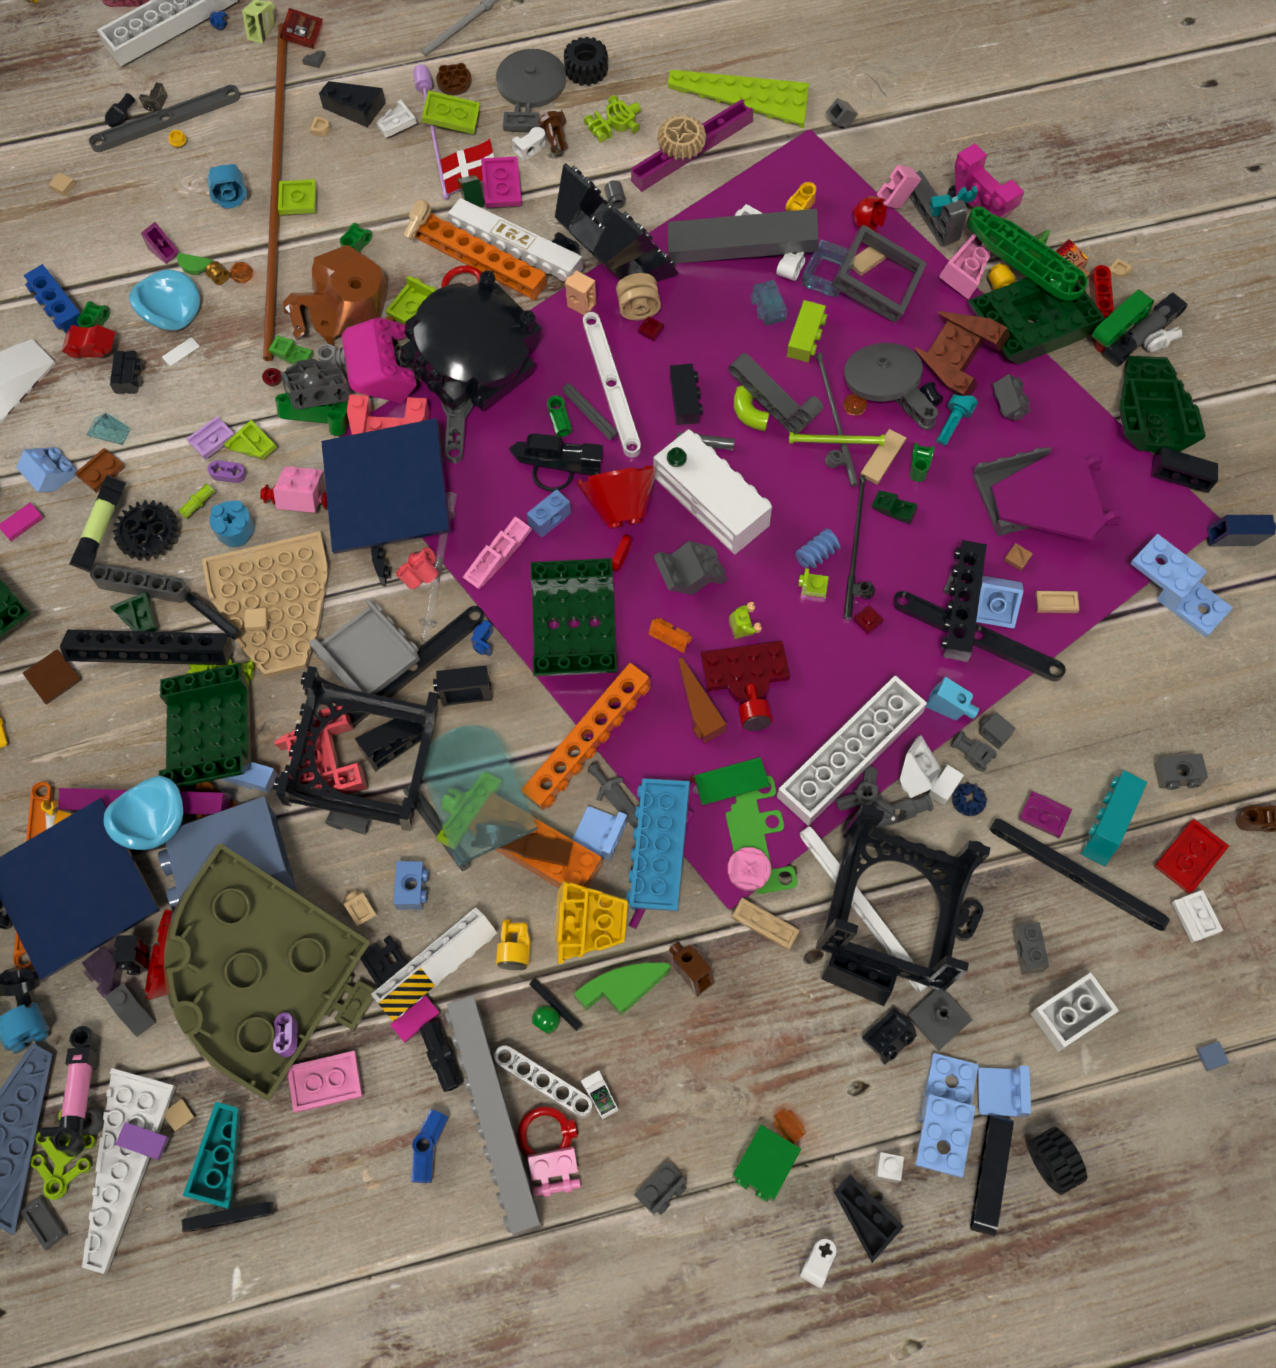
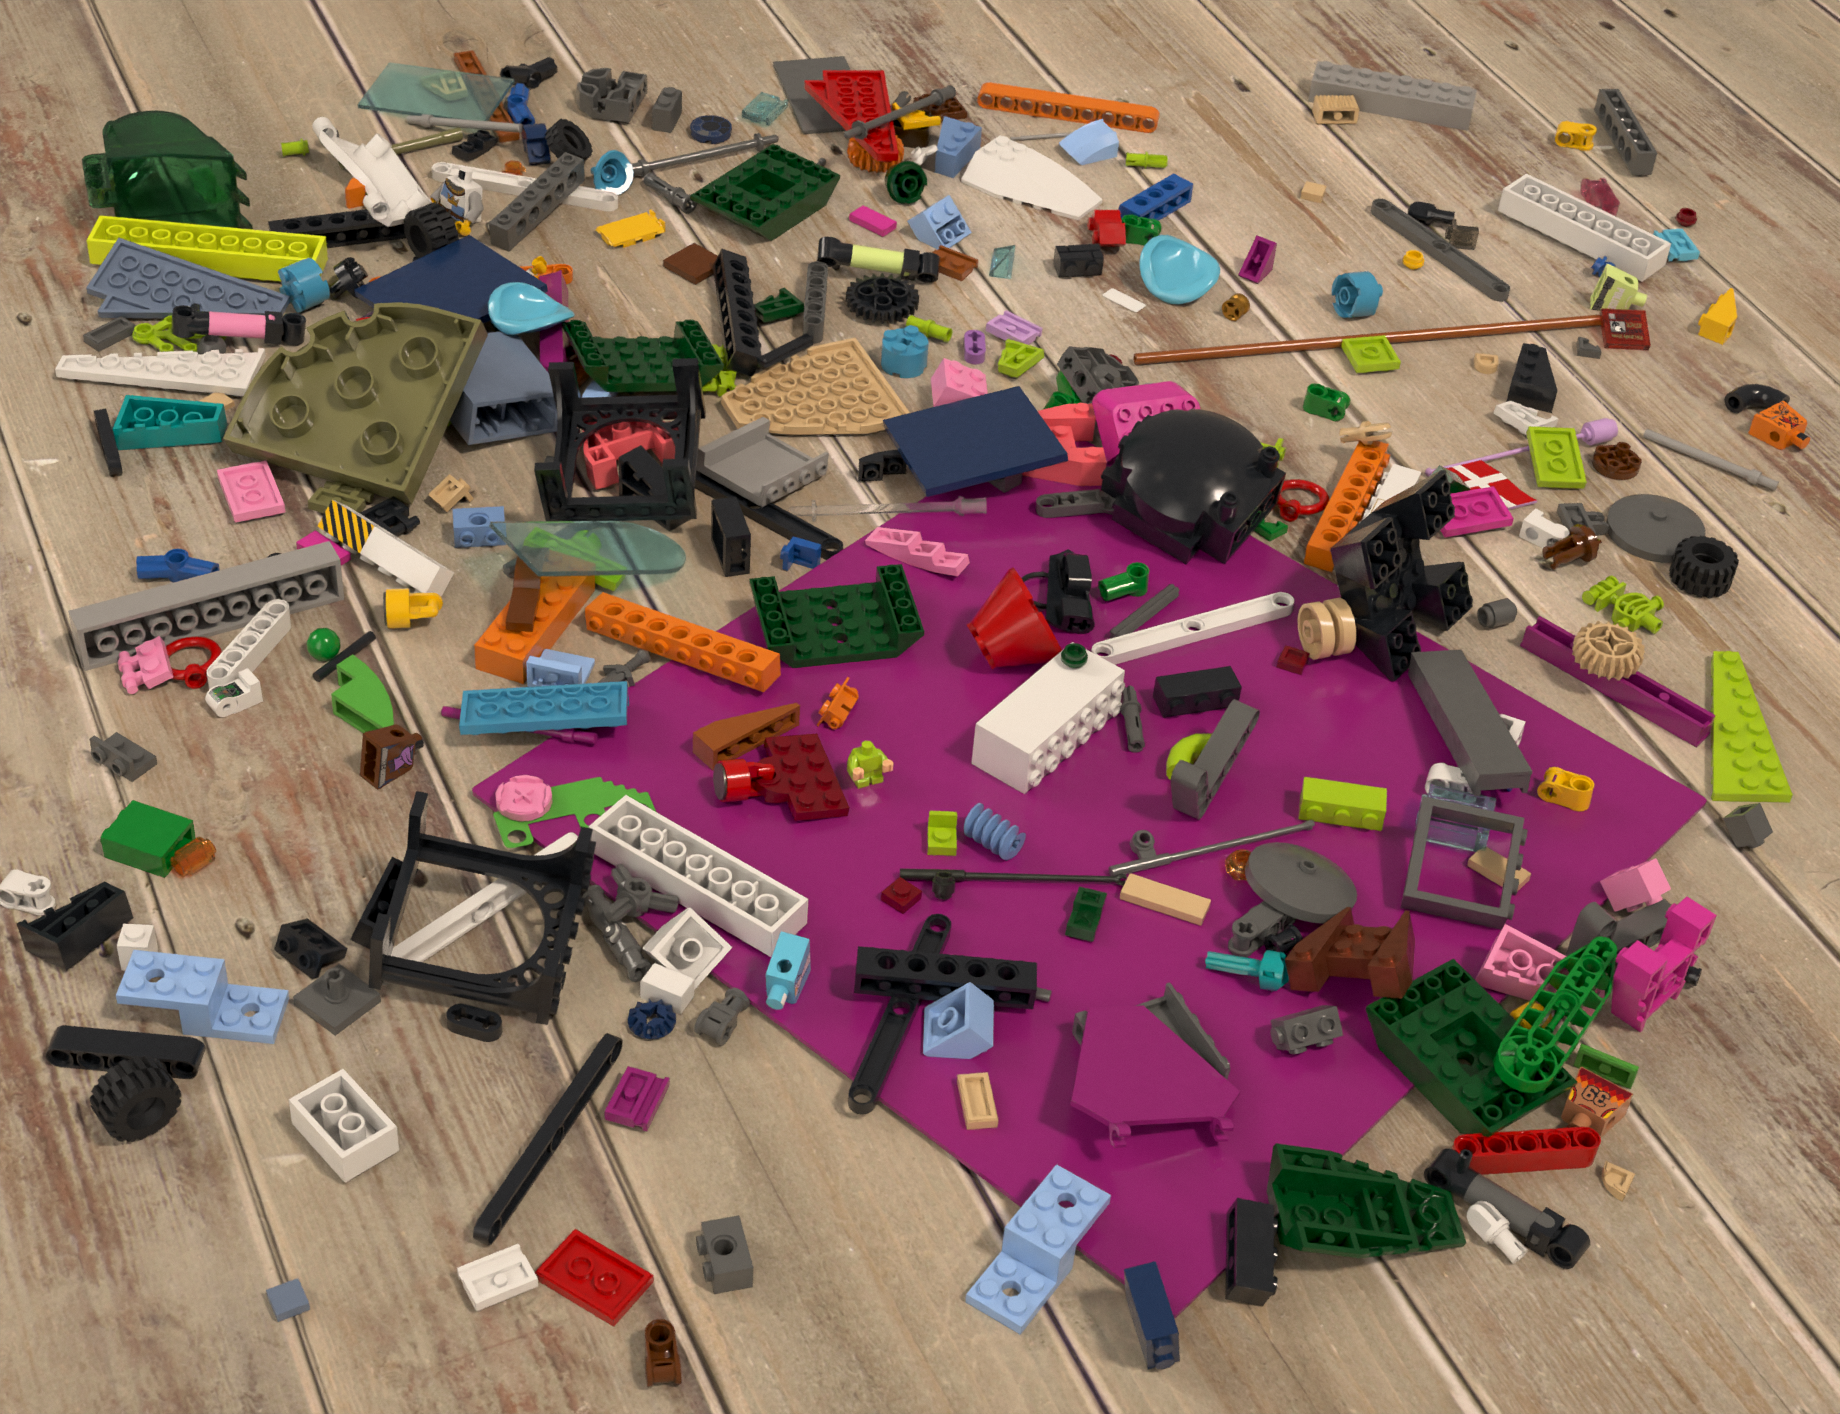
camera: 75 degrees right, 25 degrees down
(142, 1141) = (186, 372): medium lavender tile -> none
(192, 264) = (1245, 287): bright green tile -> none
(241, 272) = (1246, 326): clear orange plate -> none
(256, 619) = (786, 380): tan tile -> none
(282, 1035) = (294, 439): medium lavender beam -> none
(288, 351) = (1150, 368): bright green slope -> none
(345, 293) = (1263, 399): dark orange piece -> none
(418, 569) = (880, 489): coral piece -> none
(549, 513) = (975, 580): medium blue brick -> none
(580, 292) = (1312, 577): light nougat brick -> none
(587, 921) = (443, 657): yellow wedge -> none
(621, 552) = (941, 651): red tile -> none
(690, 568) = (931, 707): dark grey bracket -> none
(730, 781) = (642, 773): green piece -> none
(765, 924) = (459, 813): tan tile -> none
(769, 302) = (1376, 763): clear light blue brick -> none
(836, 439) = (1185, 884): lime bar -> none
(870, 212) = (1569, 857): red cylinder -> none
(921, 459) = (1164, 934): green piece -> none
(938, 202) = (1627, 933): teal piece -> none
(996, 730) = (757, 1039): dark grey brick -> none
(1004, 1091) = (235, 1063): light blue bracket -> none
(1018, 557) = (1040, 1053): medium nougat tile -> none
(1030, 948) = (435, 1081): dark grey brick -> none
(1114, 817) = (639, 1168): teal wedge -> none
(1127, 314) = (1502, 1156): green beam -> none

